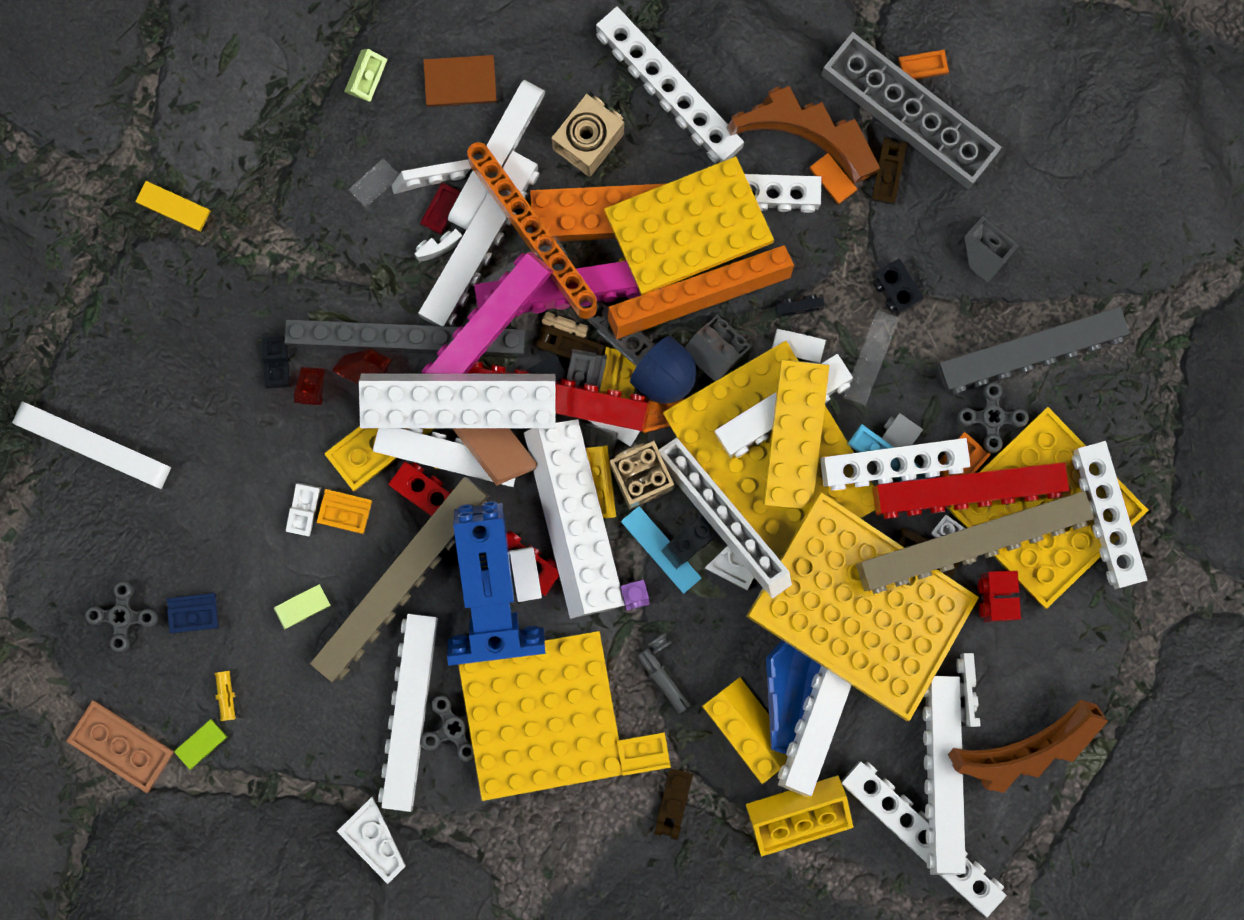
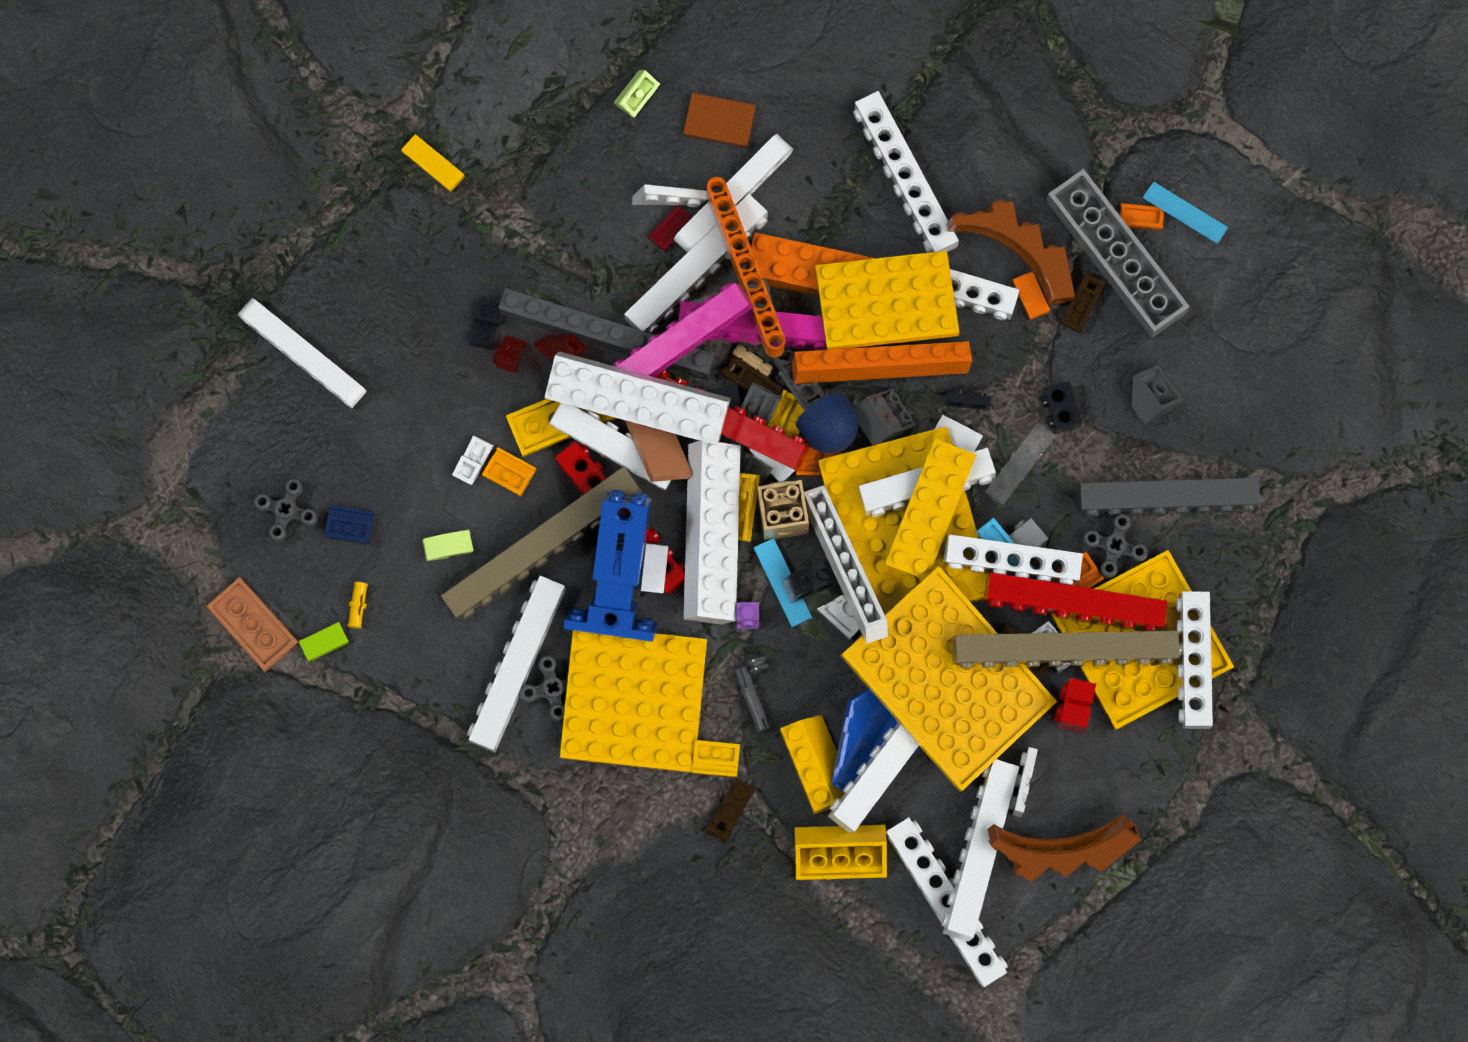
camera: 20 degrees right, 5 degrees down
(373, 841) = (452, 768): white wing -> none
(374, 183) = (617, 190): clear tile -> none
(431, 249) = (651, 262): white slope -> none
(590, 120) = (823, 184): tan brick -> none
(967, 49) = (1185, 212): none -> medium azure tile

